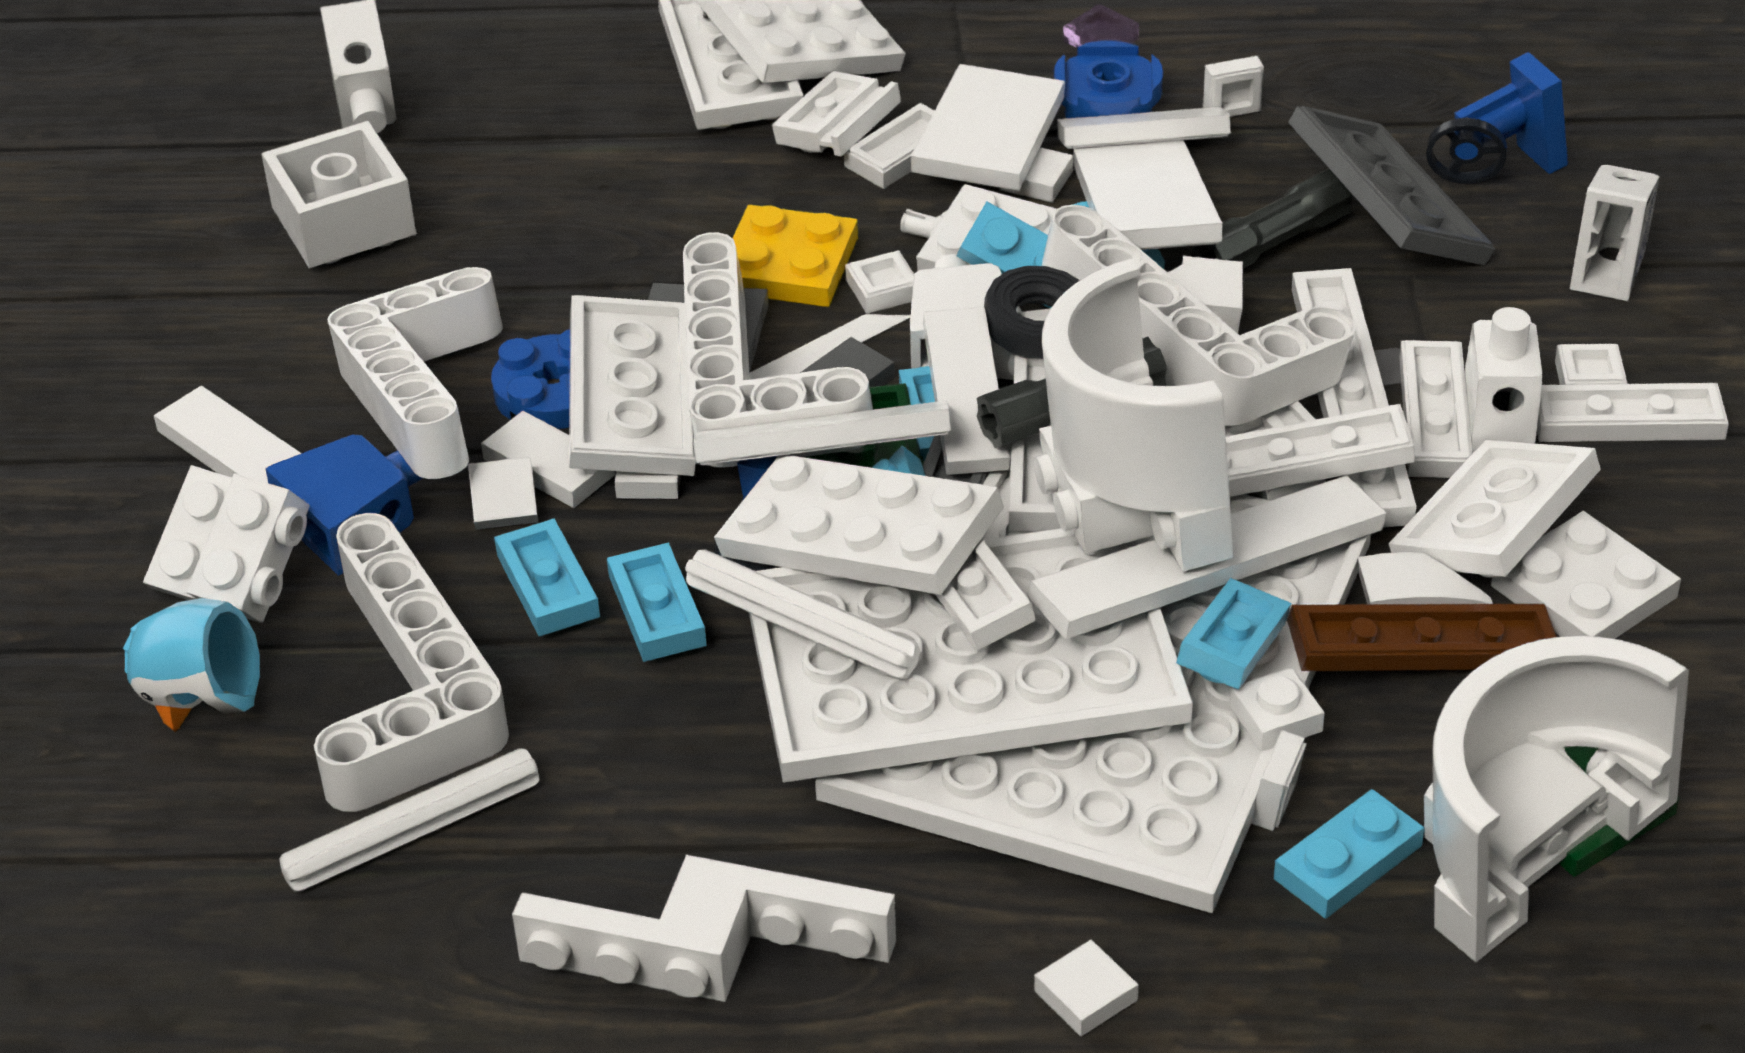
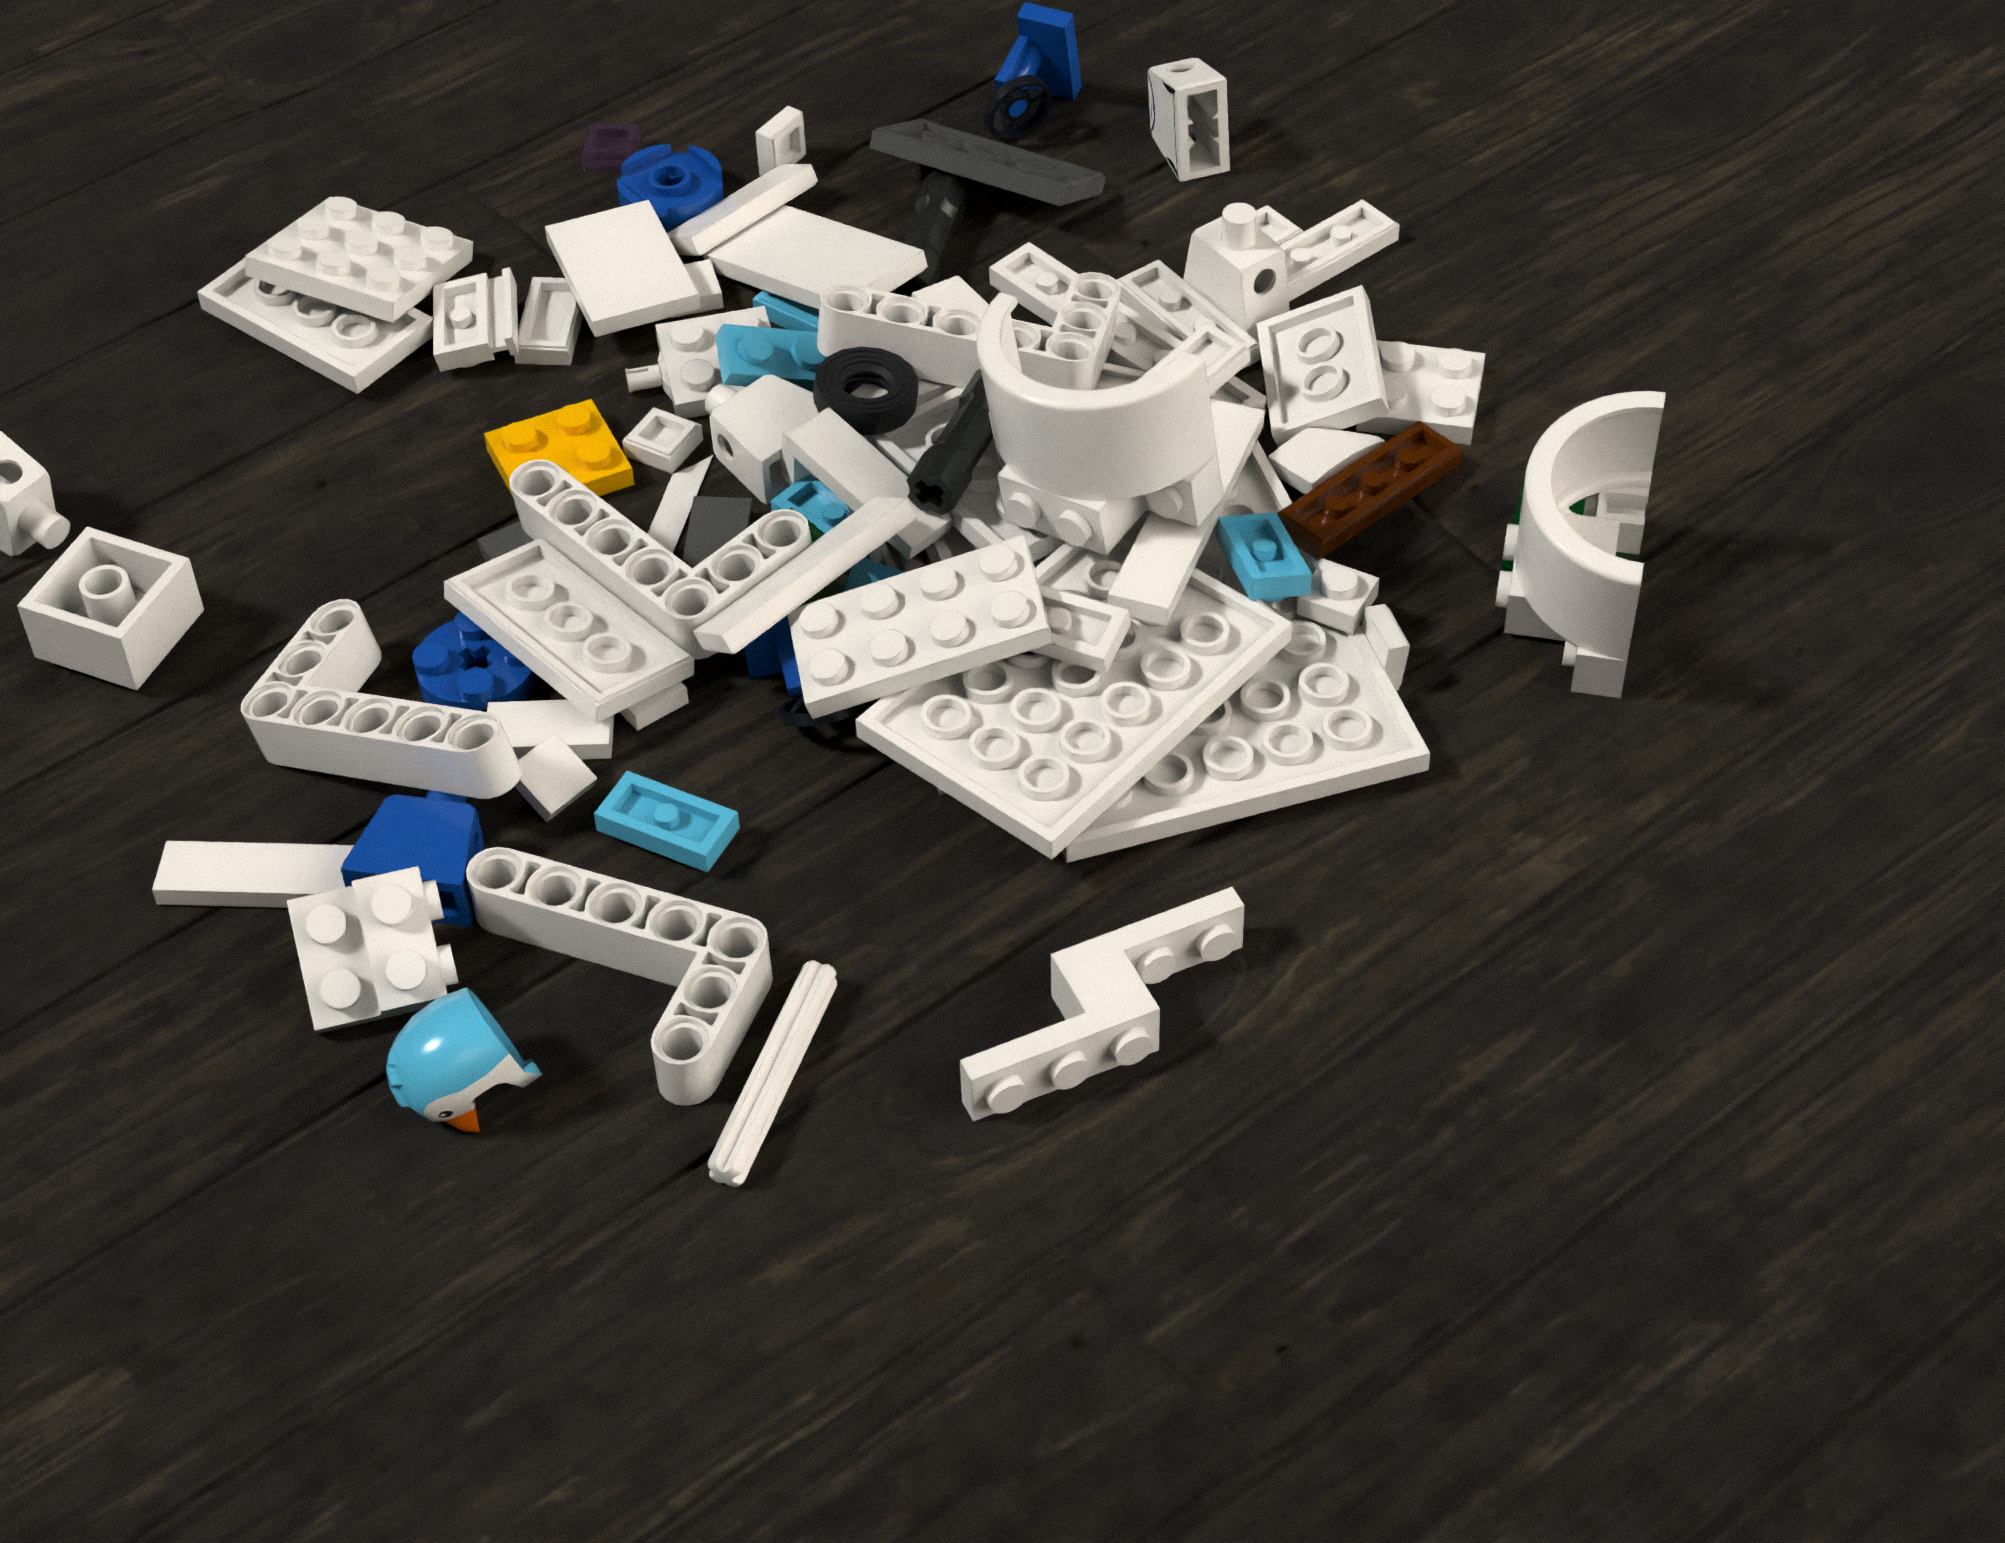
camera: 40 degrees left, 5 degrees up
(656, 602) = (779, 788): medium azure plate -> none
(803, 614) = (947, 721): white axle -> none
(1086, 987) = (1403, 874): white tile -> none
(1348, 853) = (1470, 673): medium azure plate -> none

